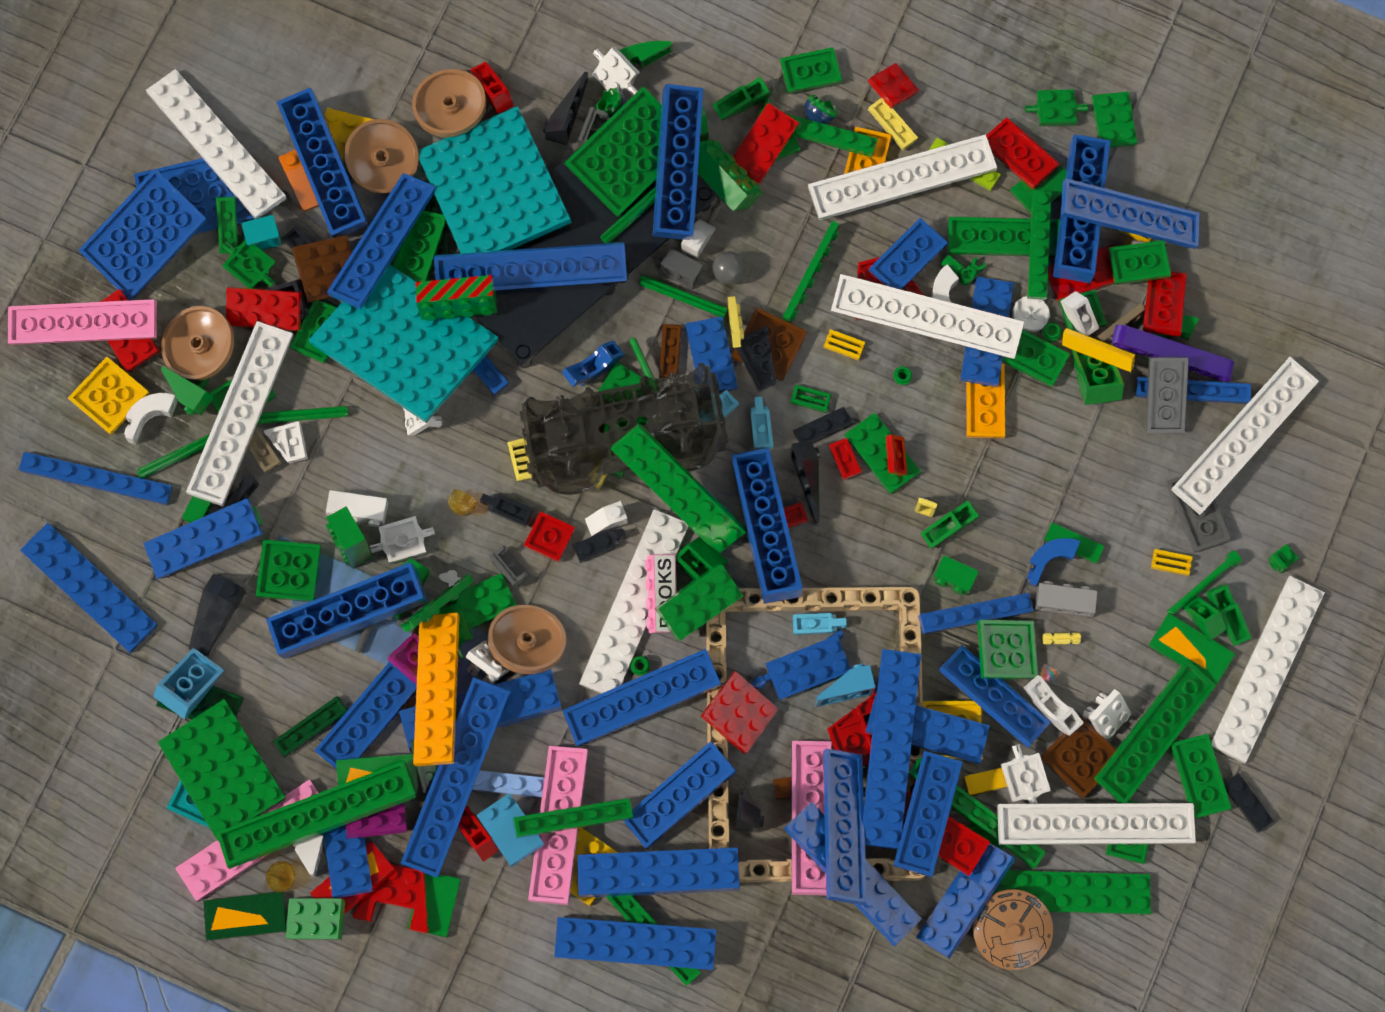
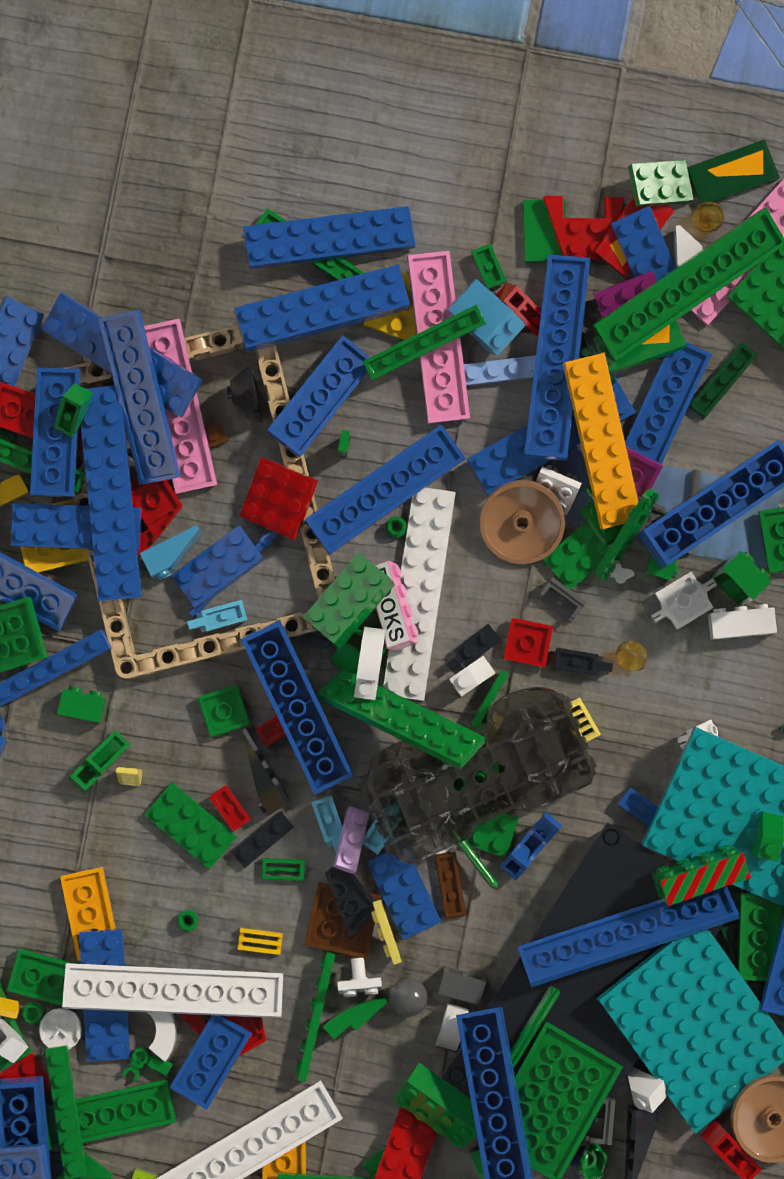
camera: 165 degrees right, 10 degrees up
(389, 317) = (768, 837): none -> green slope
(495, 881) = (488, 266): none -> green plate
(549, 146) = (646, 1090): none -> white slope
(596, 496) = (489, 698): none -> green tile
(668, 747) = (344, 443): none -> green tile
(683, 296) = (452, 953): green axle -> none
(693, 543) = (369, 663): none -> white arch
(746, 405) = (351, 840): none -> lavender plate
(767, 288) = (360, 982): none -> white plate
(778, 265) = (354, 1015): none -> green slope
(831, 542) = (224, 710): none -> green plate
(896, 455) = (174, 822): red plate -> none
(907, 825) = (73, 409): none -> green slope

